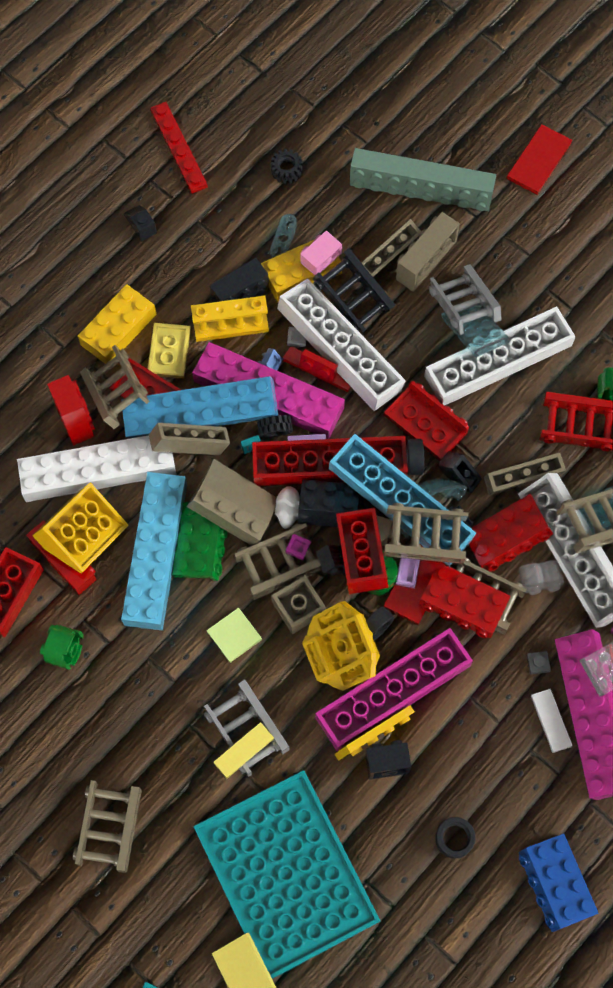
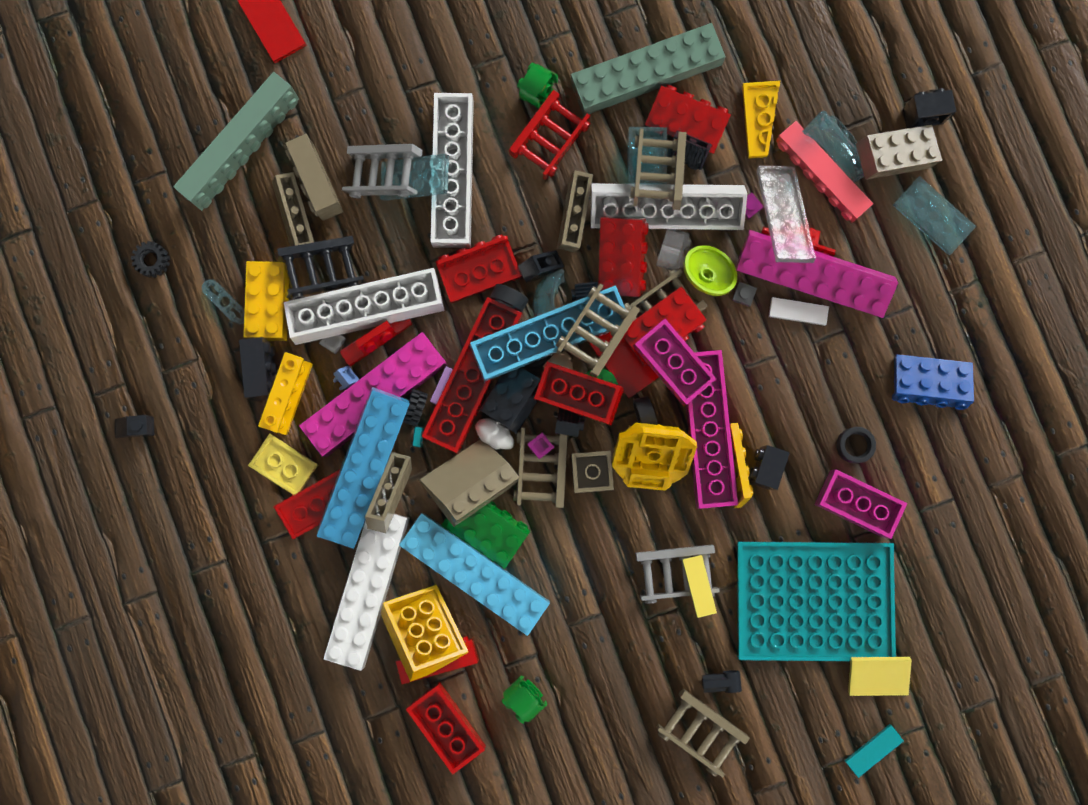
camera: 60 degrees left, 15 degrees up
(72, 409) = (304, 588): red brick -> none
(97, 390) = (293, 552): dark tan fence -> none
(117, 324) = (232, 501): yellow brick -> none
(167, 826) = (726, 681): none -> black piece
(179, 147) = (71, 350): red plate -> none
(234, 635) = (587, 541): yellowish green tile -> none
(320, 253) = (266, 277): bright pink brick -> none
(401, 867) = (860, 504): none -> dark pink brick
(407, 572) = (614, 364): lavender tile -> none
(435, 618) = (674, 362): none -> dark pink brick
(547, 613) = (710, 270): none -> lime dish

